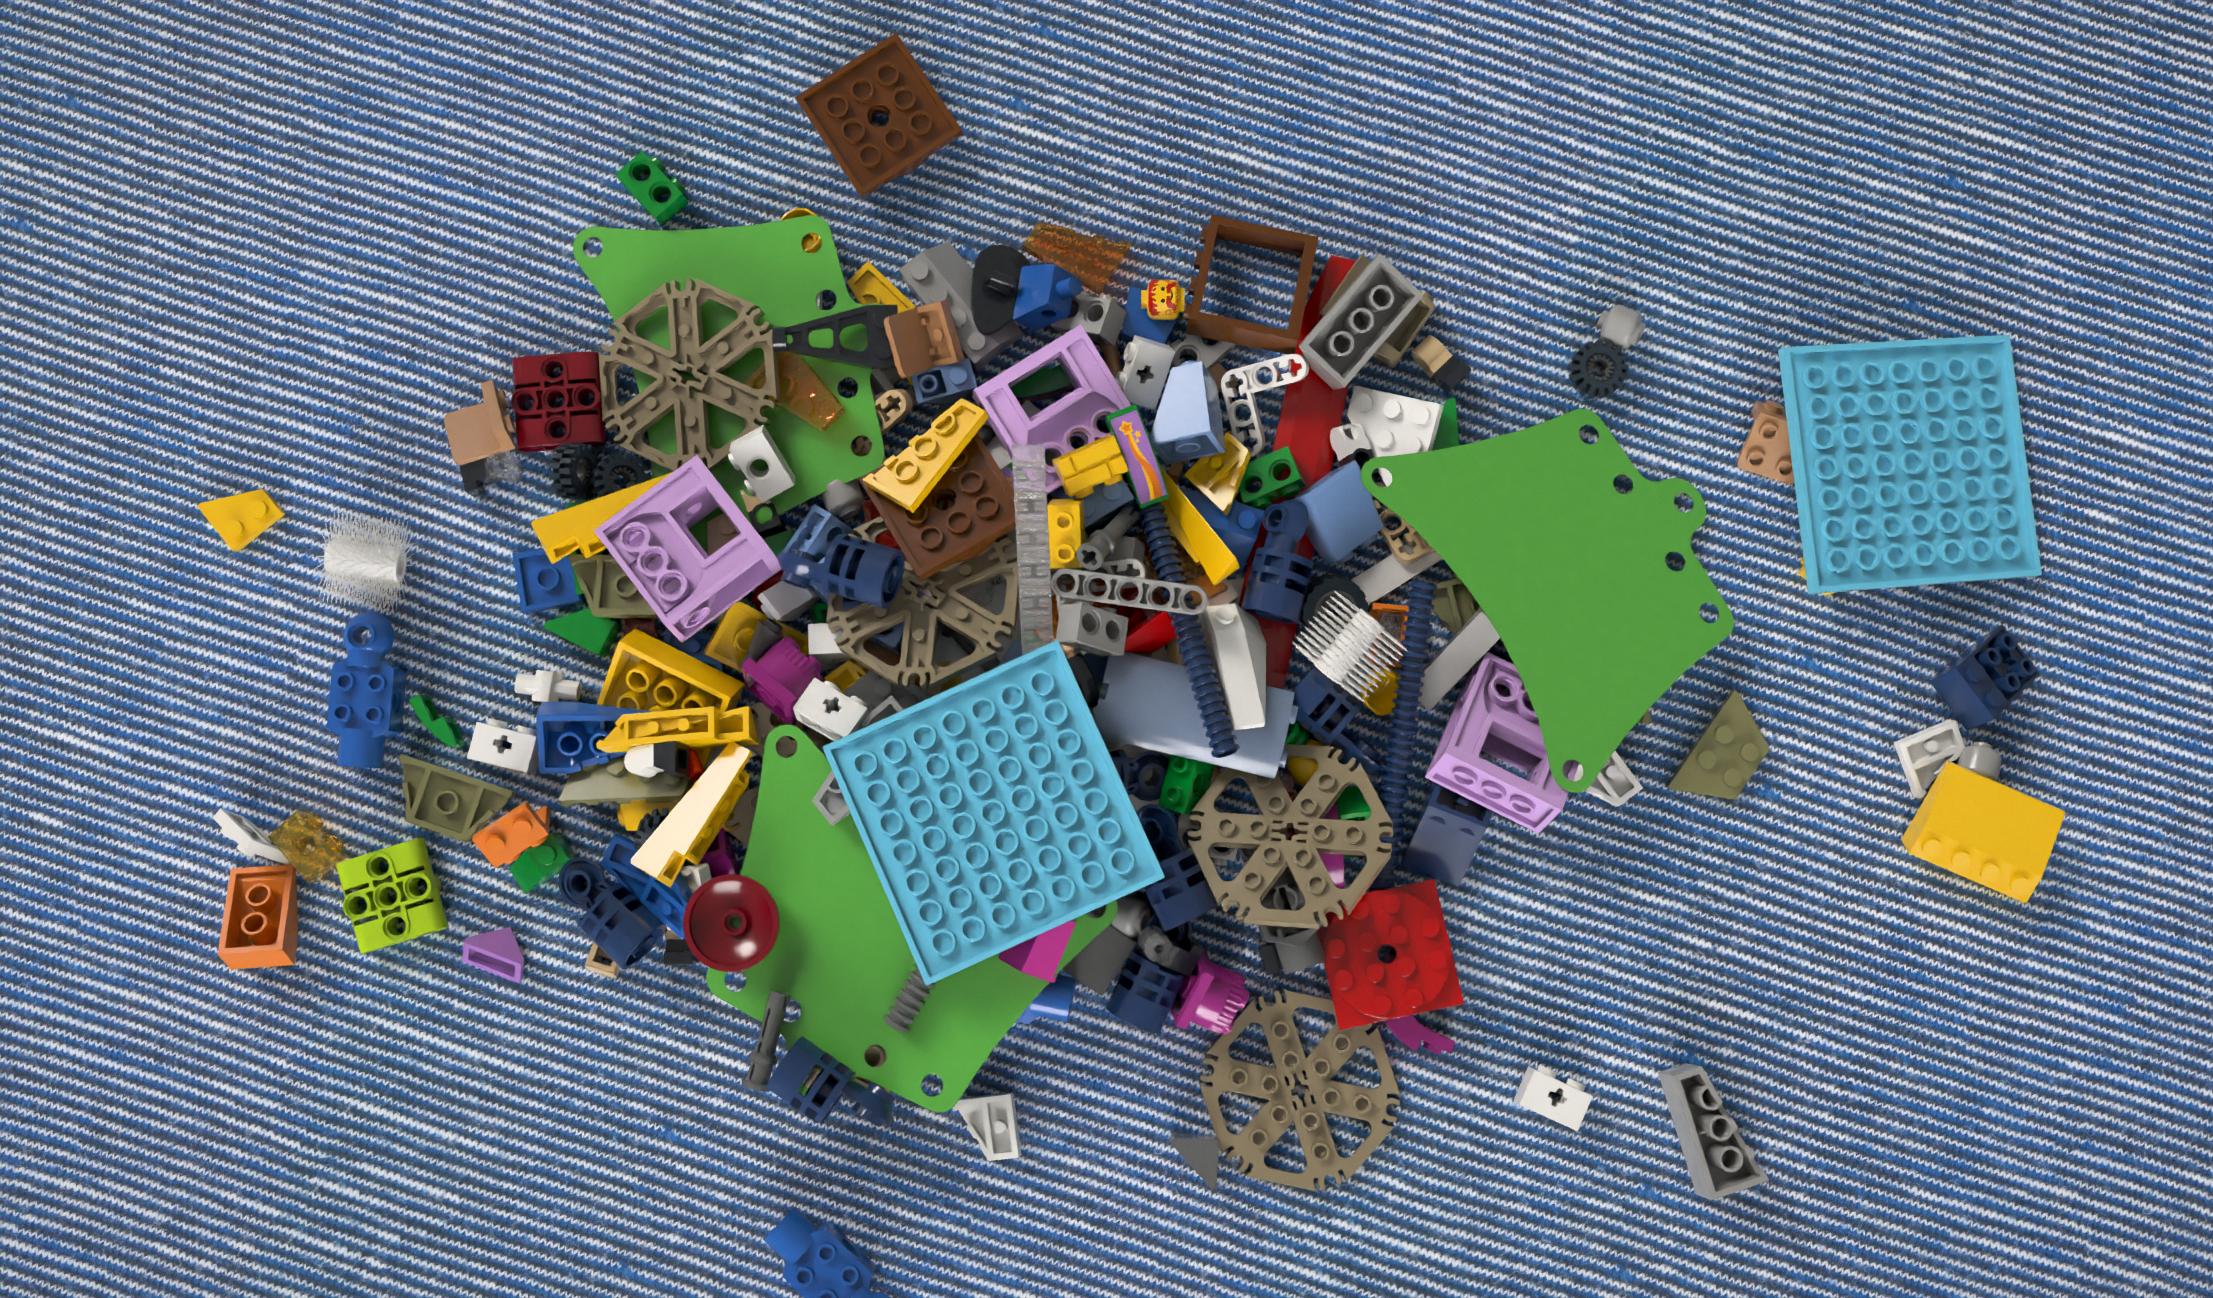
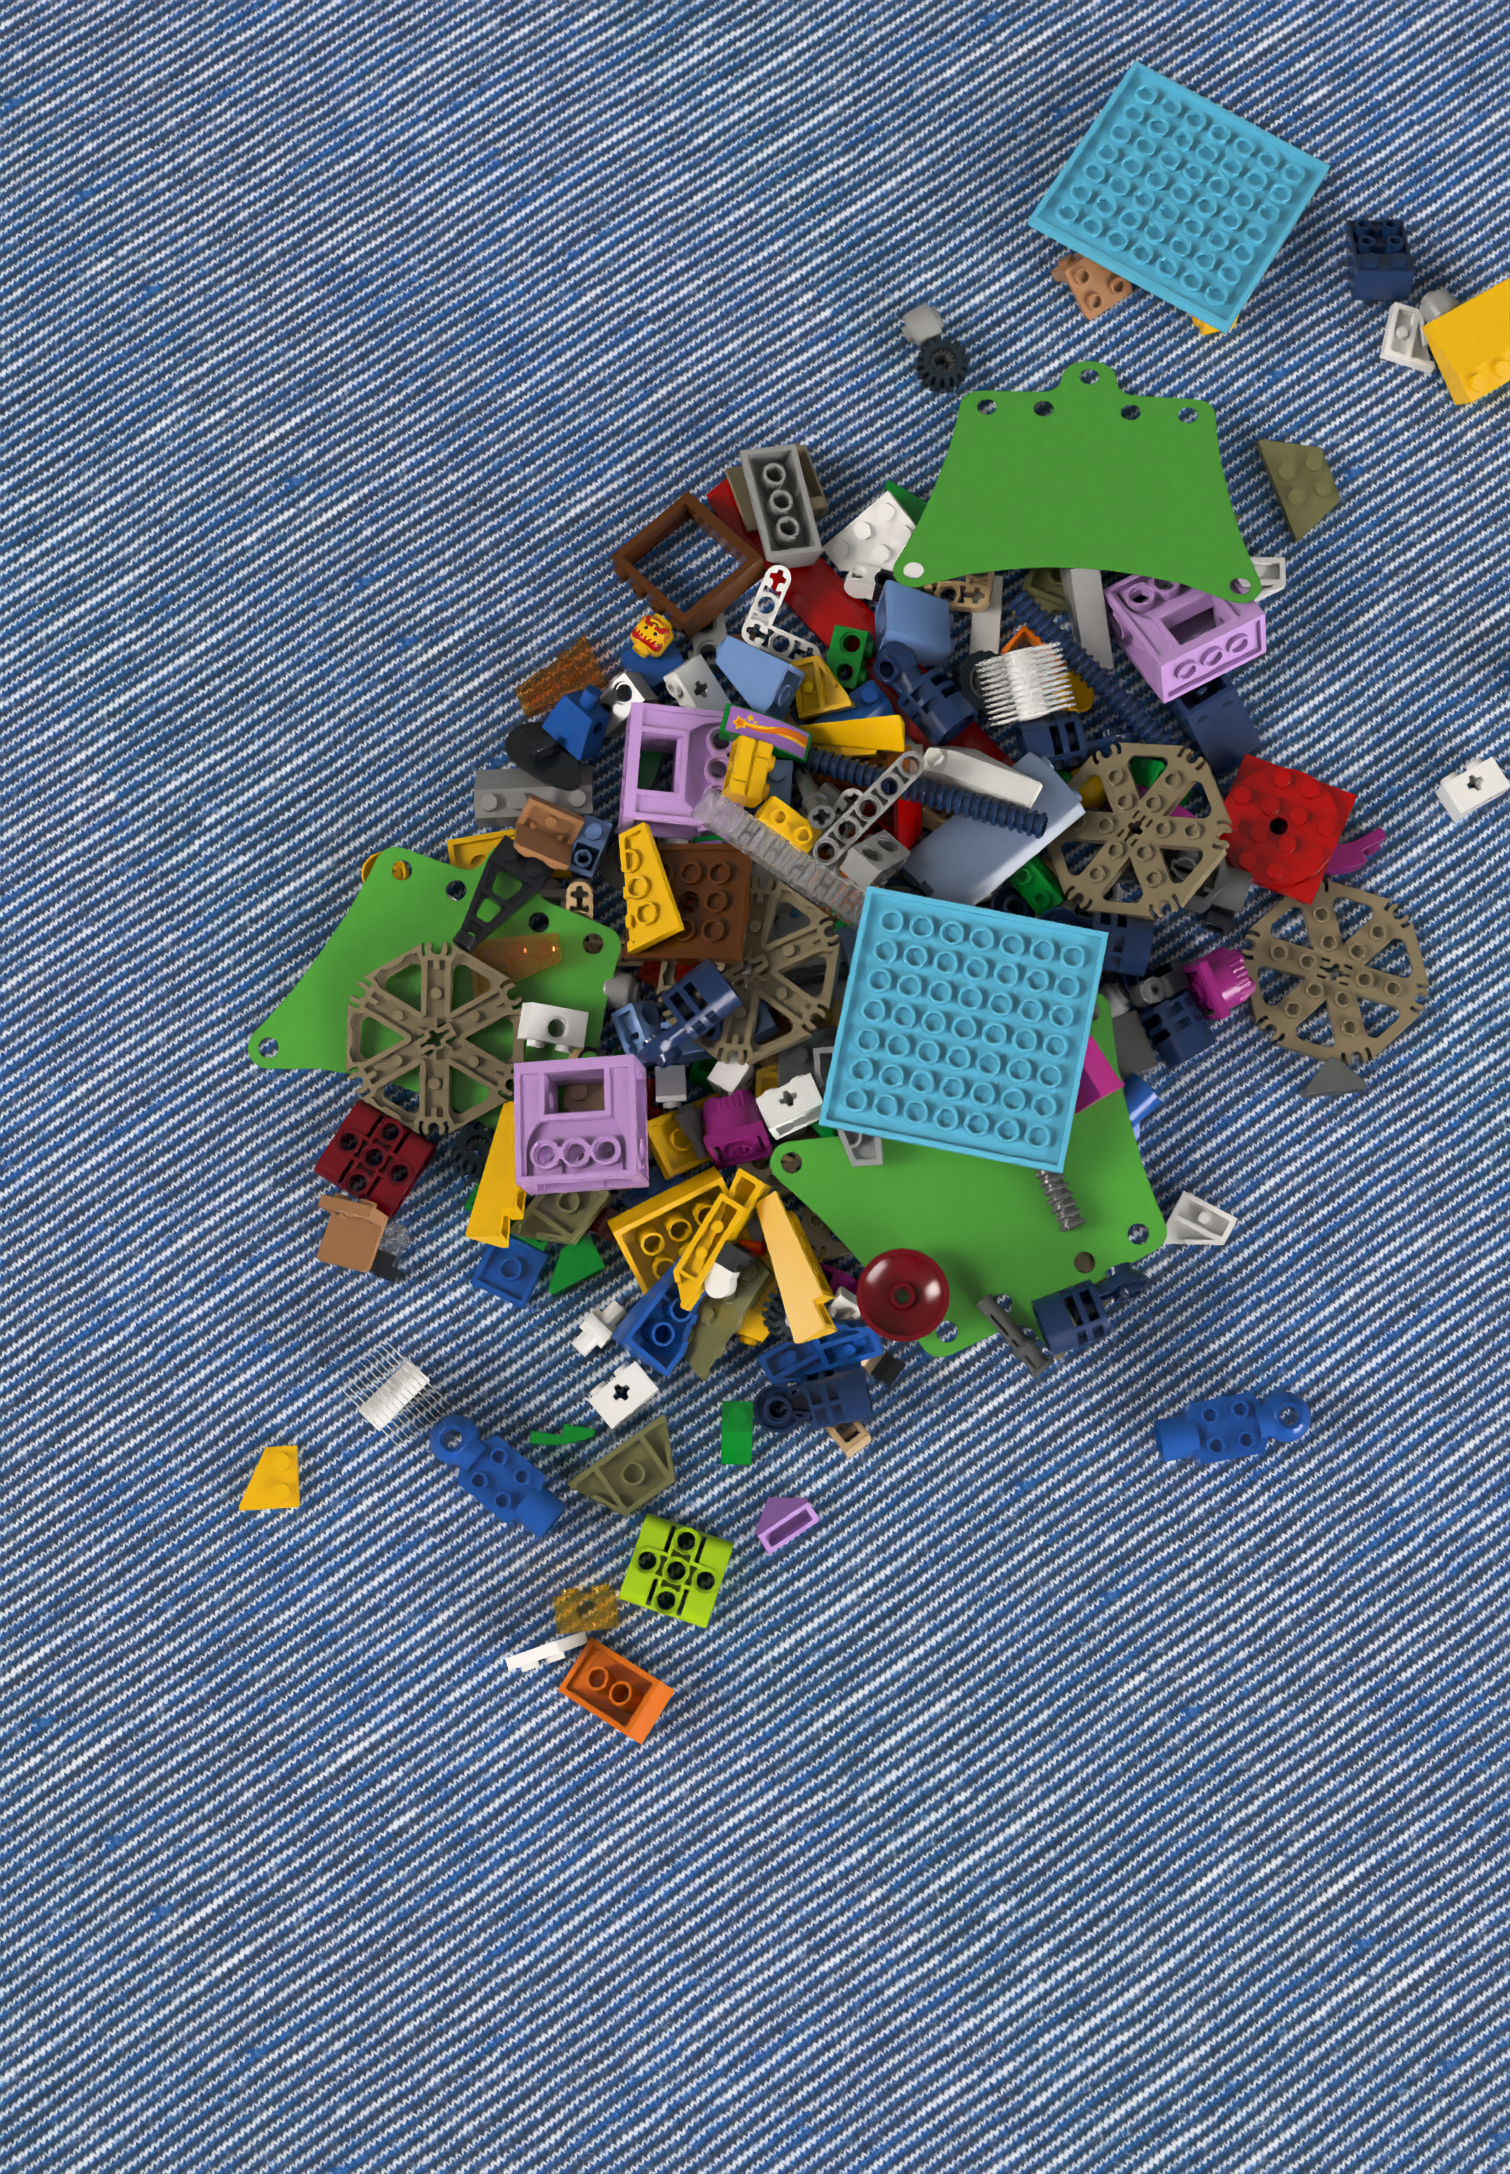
camera: 55 degrees left, 5 degrees down
(513, 833) = (703, 1429): orange bracket -> none
(573, 470) = (443, 1182): black bush -> none
(650, 190) = (259, 973): green brick -> none
(879, 83) = (317, 725): reddish brown piece -> none
(1439, 364) = (852, 474): leg -> none

